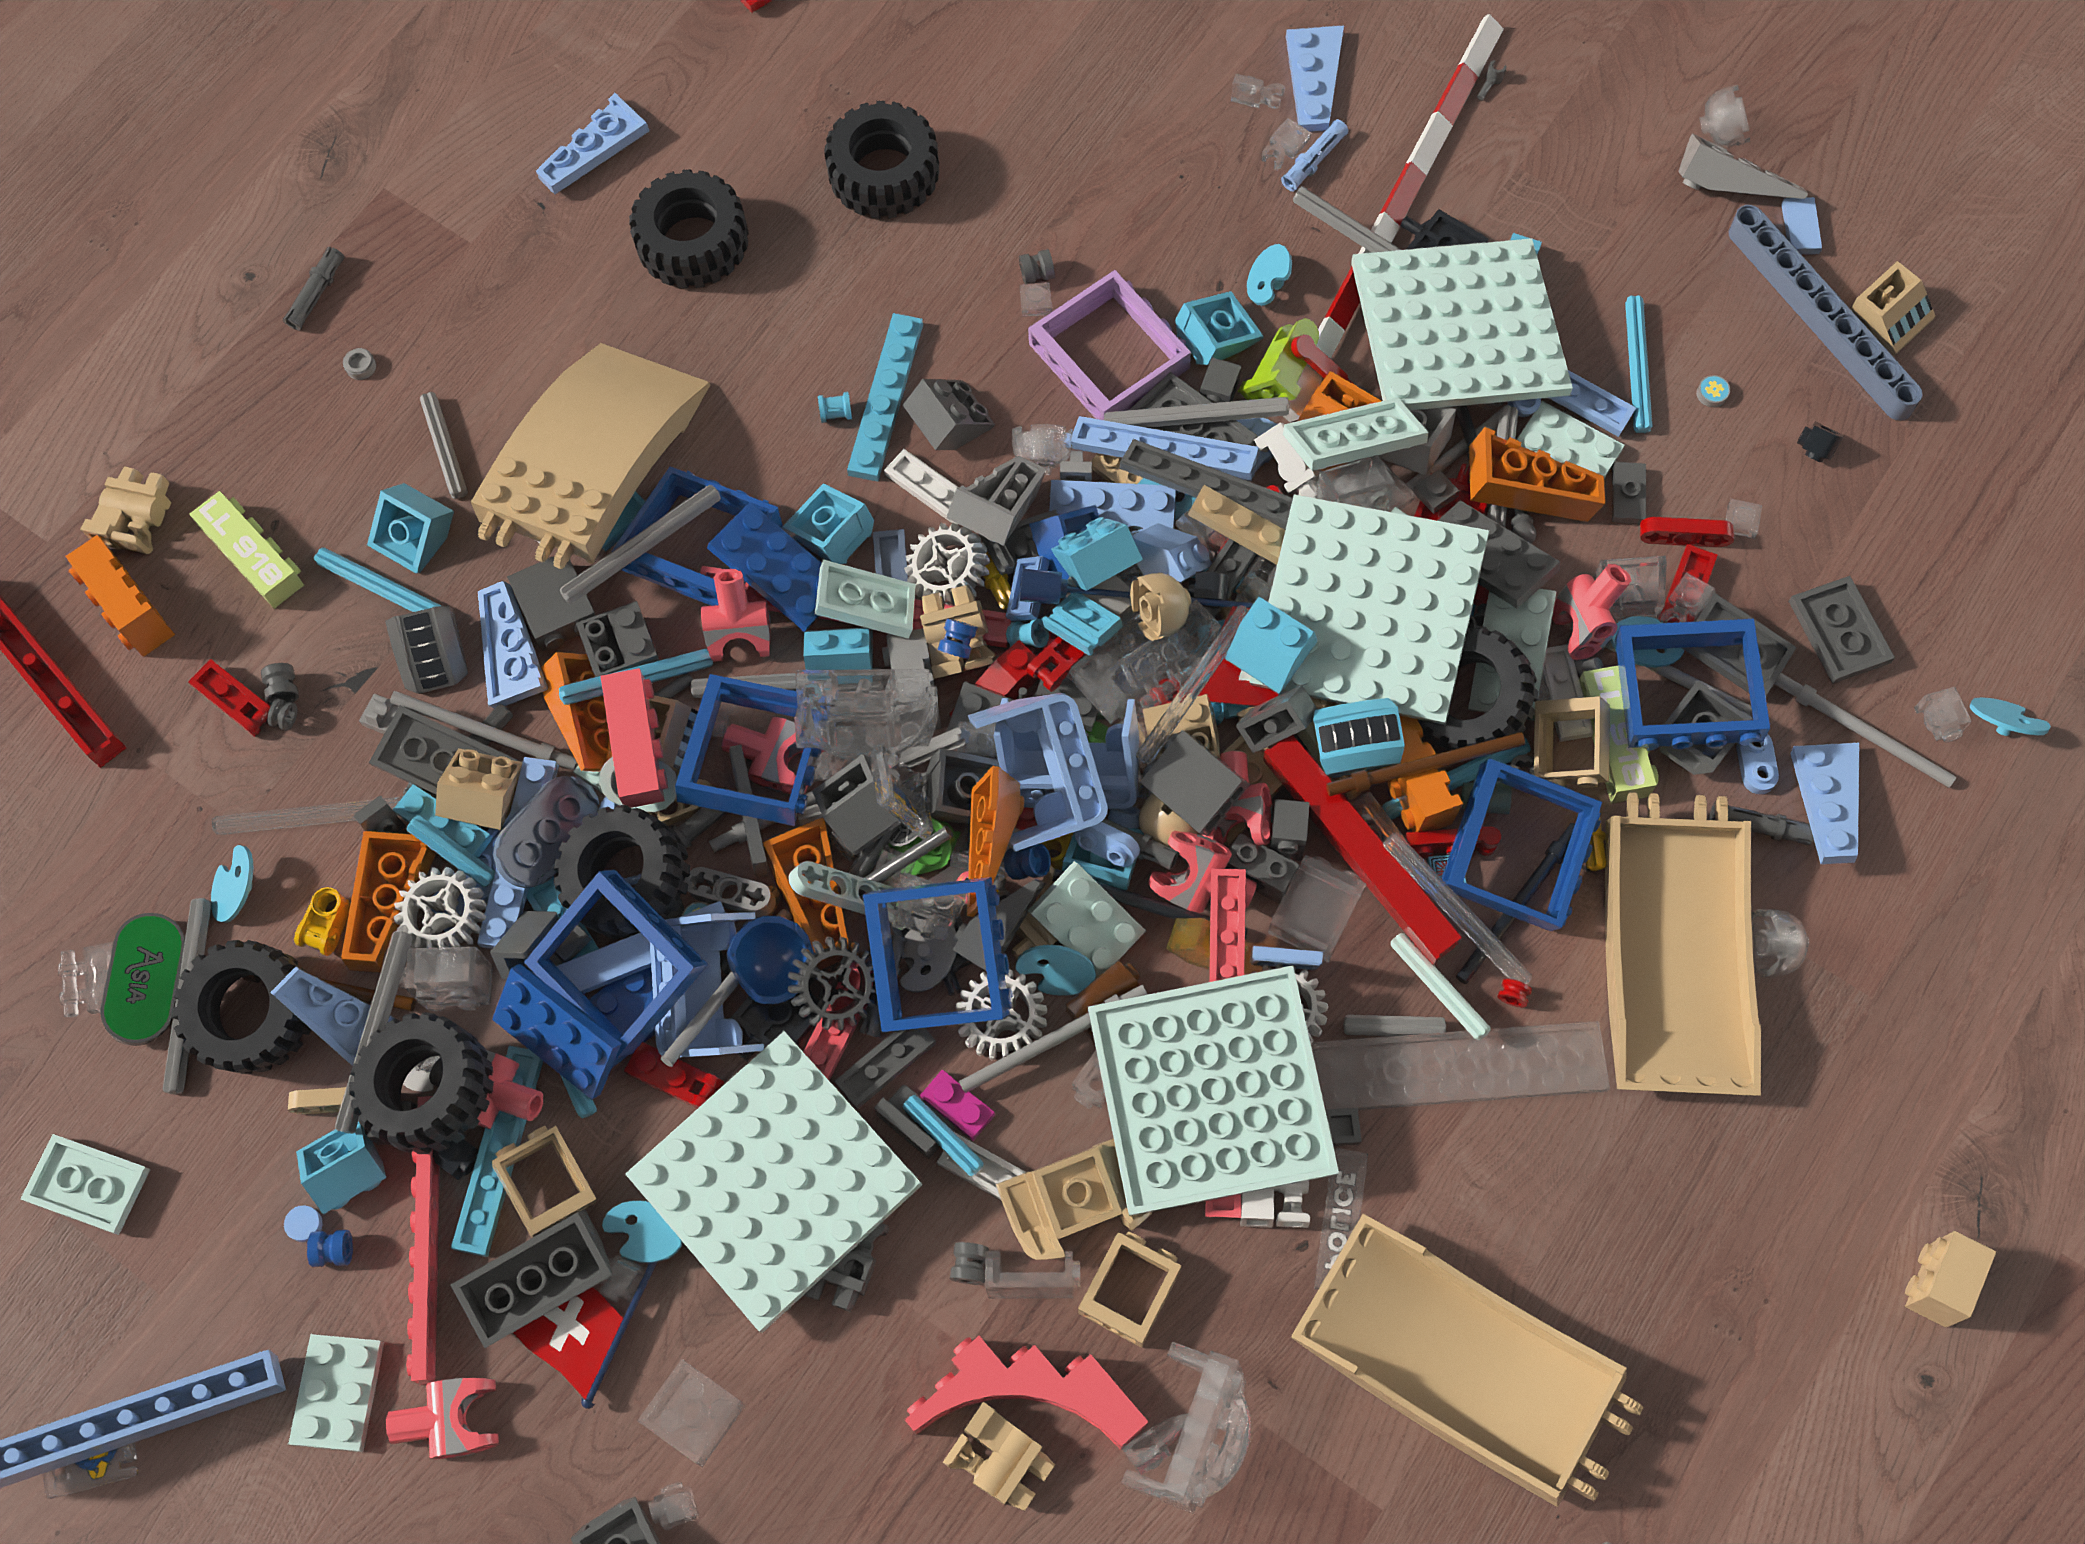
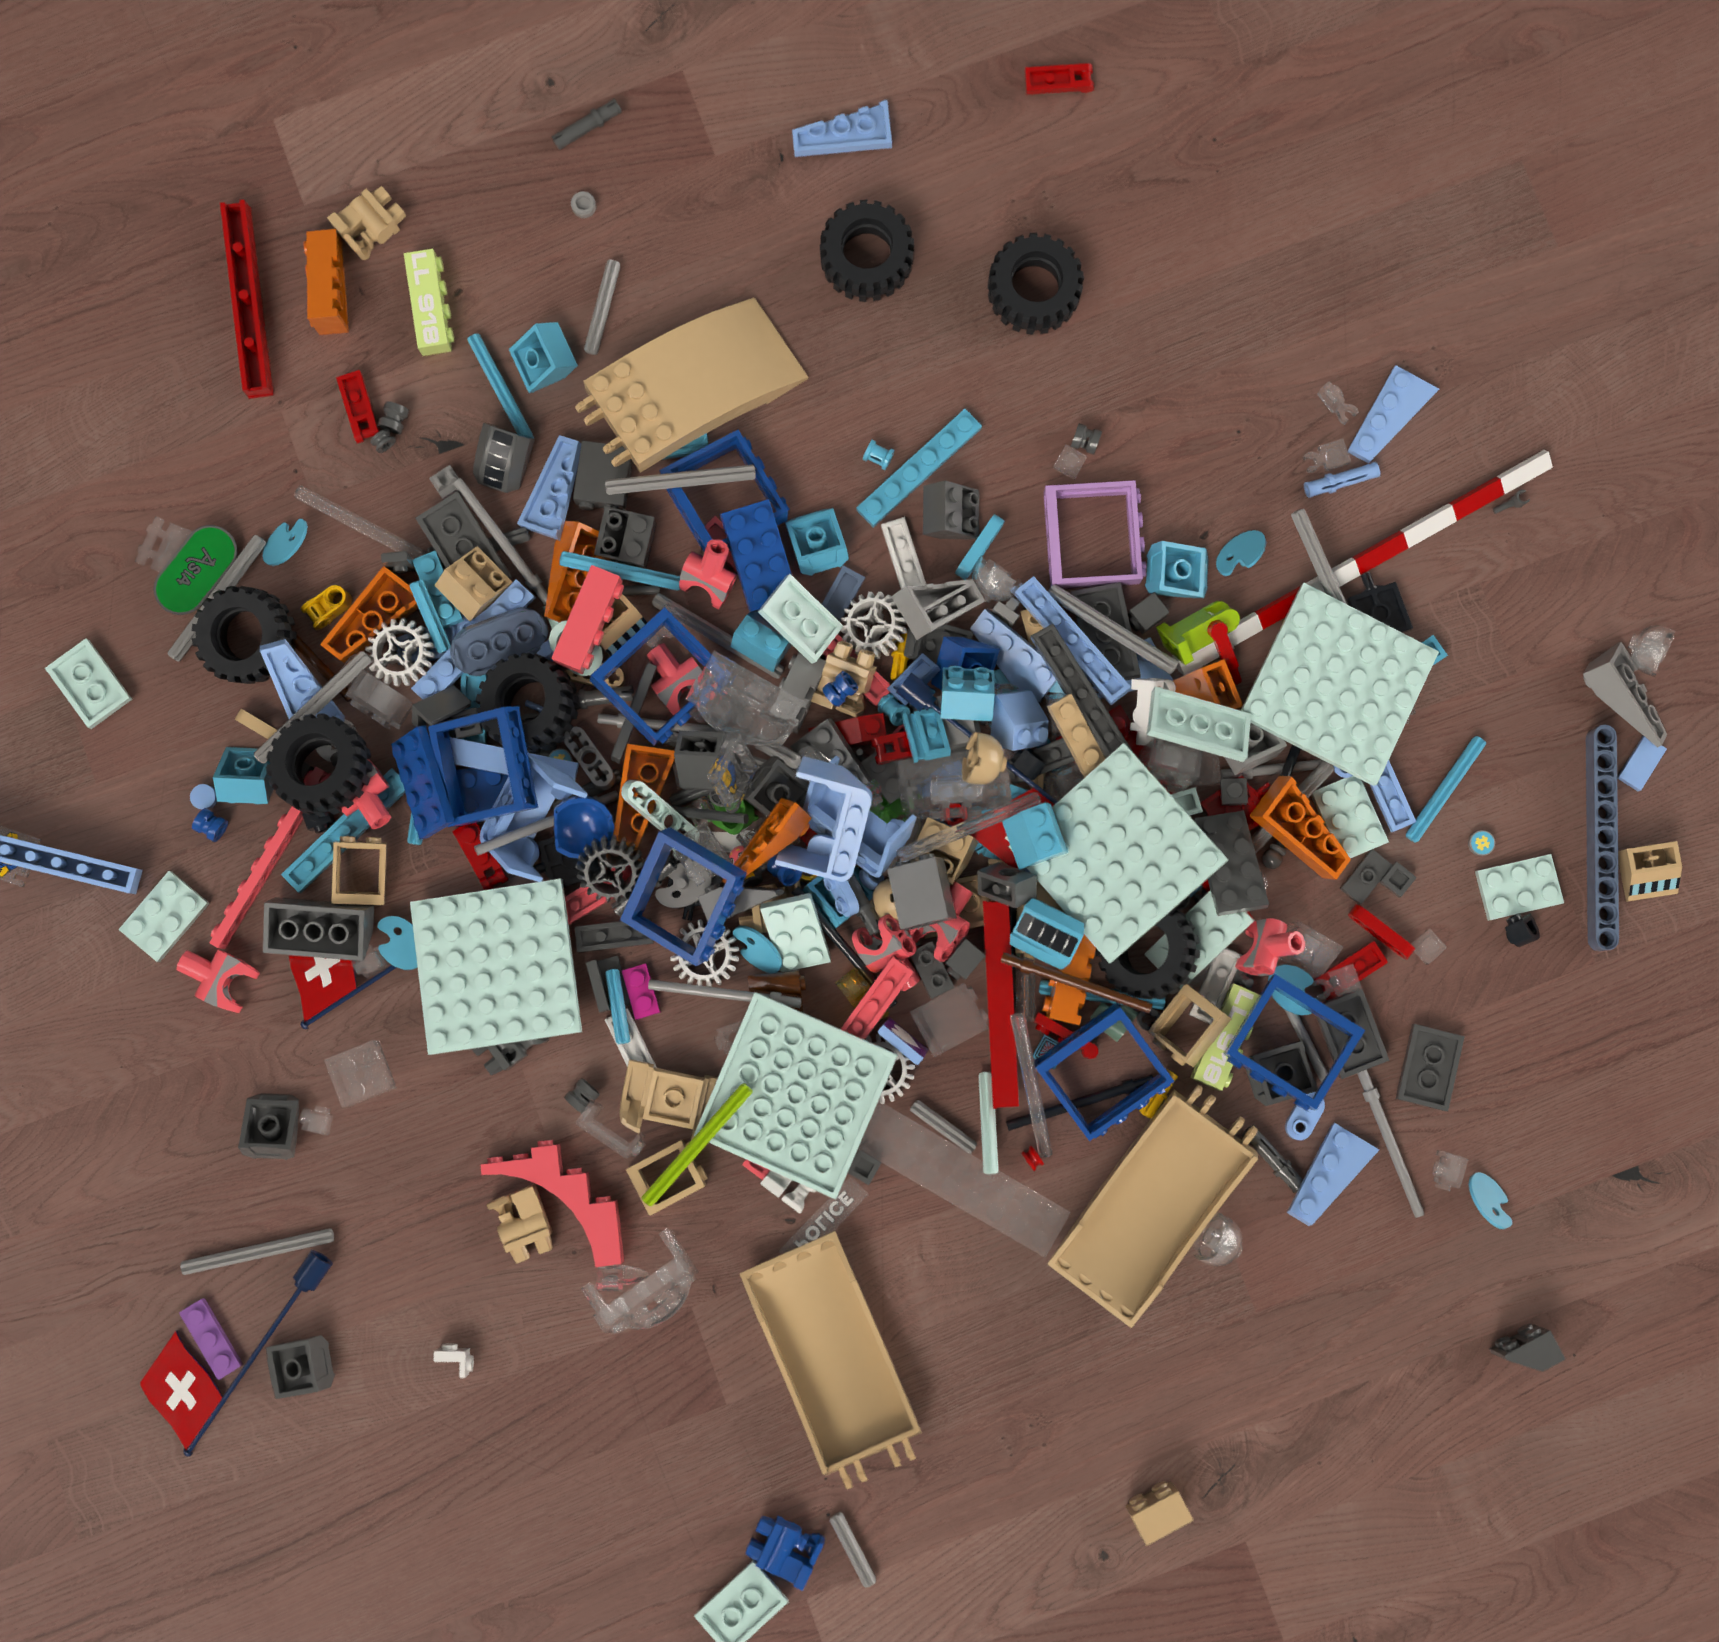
camera: 30 degrees right, 15 degrees up
(1002, 443) = (980, 547): none -> medium azure beam
(1140, 1220) = (697, 1144): none -> lime axle
(1662, 473) = (1398, 879): none -> dark grey plate
(1783, 407) = (1519, 887): none -> light aqua plate

